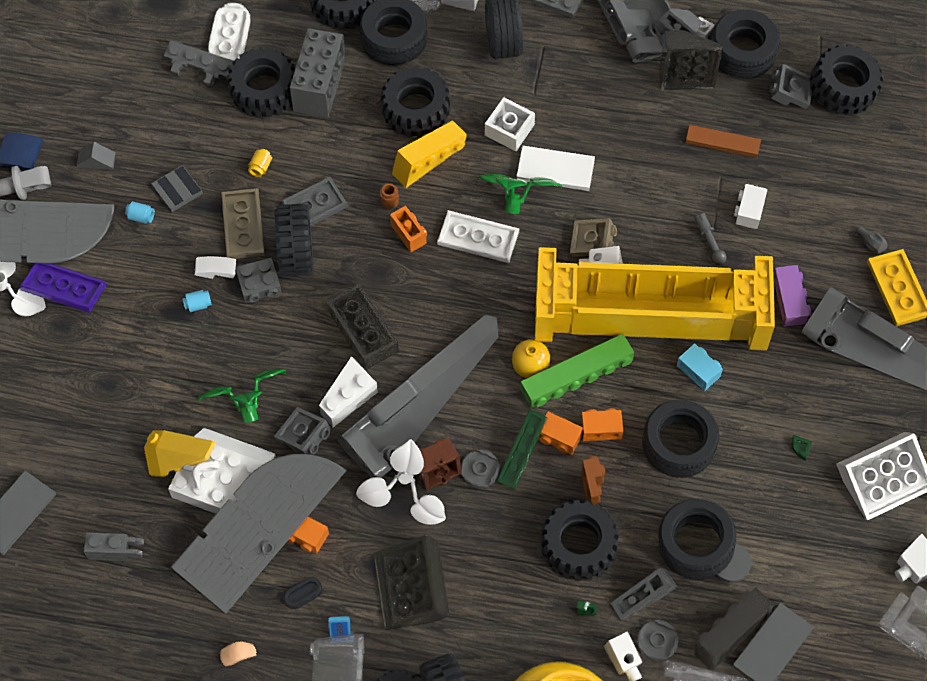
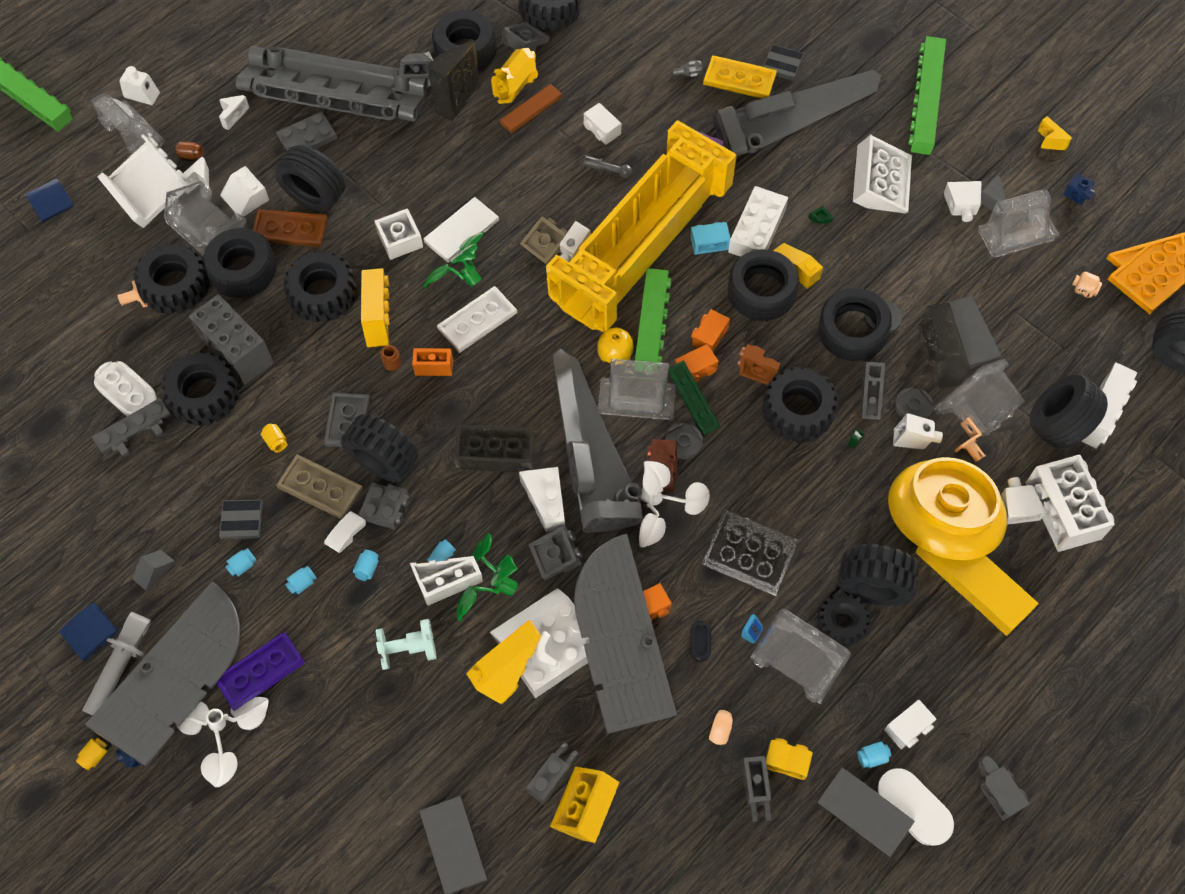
camera: 55 degrees left, 0 degrees up
(104, 588) = (585, 804): none -> yellow slope
(153, 263) = (300, 580): none -> medium azure brick
(157, 380) = (414, 642): none -> light aqua piece
(222, 363) = (446, 578): none -> white wedge
(247, 348) = (442, 552): none -> medium azure cone
(458, 43) = (291, 227): none -> dark orange tile
(495, 402) = (637, 390): none -> clear windscreen
(730, 456) = (807, 267): none -> yellow slope
(740, 104) = (514, 75): none -> yellow brick
(745, 397) = (758, 222): none -> white brick

